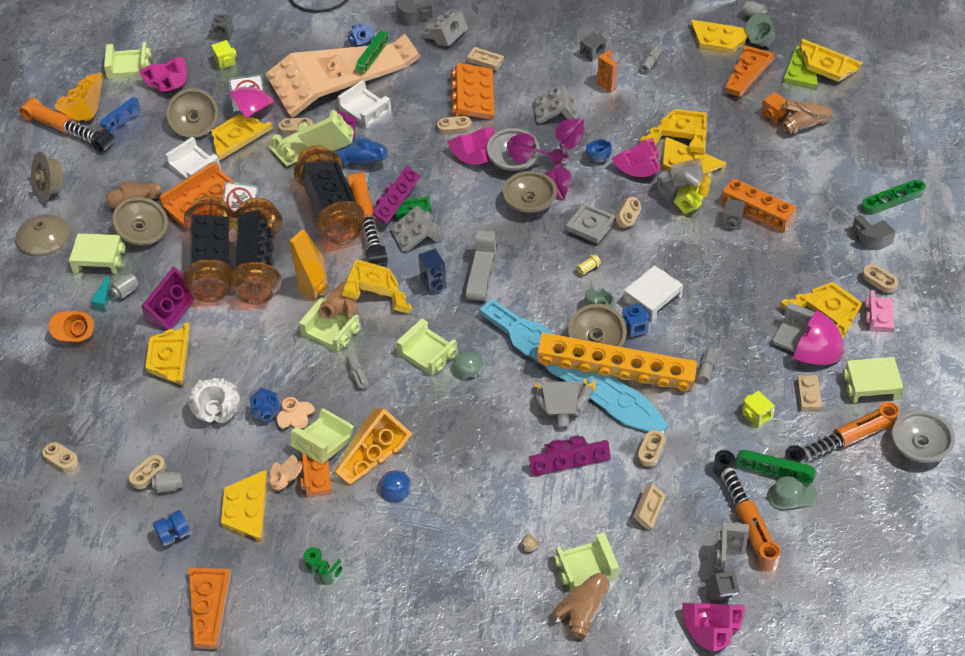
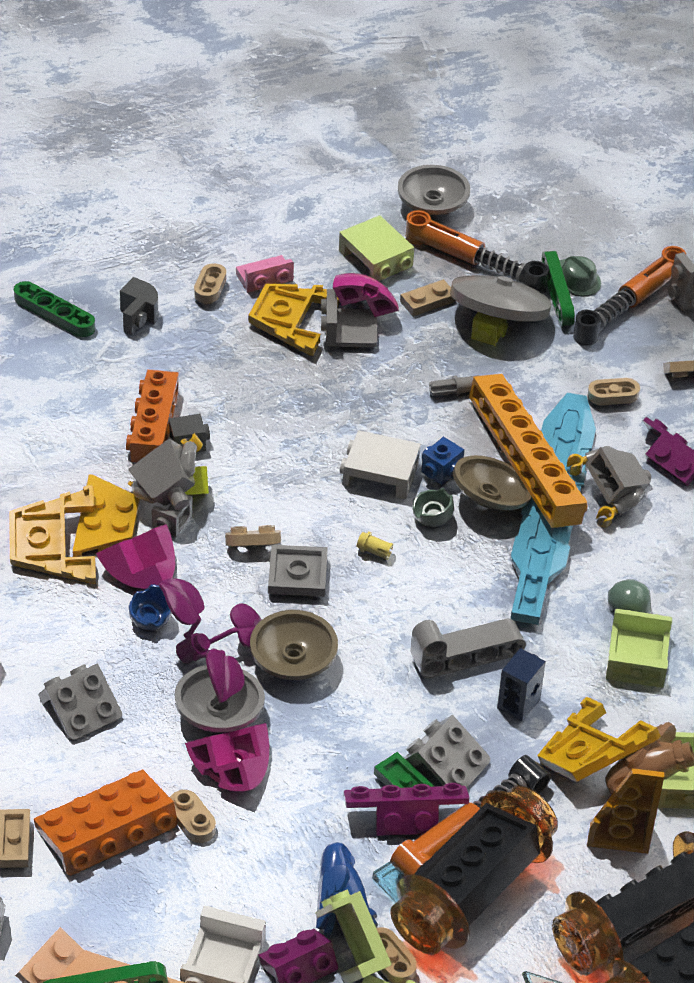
camera: 125 degrees left, 5 degrees down
(772, 415) = (500, 297): none -> light grey dish

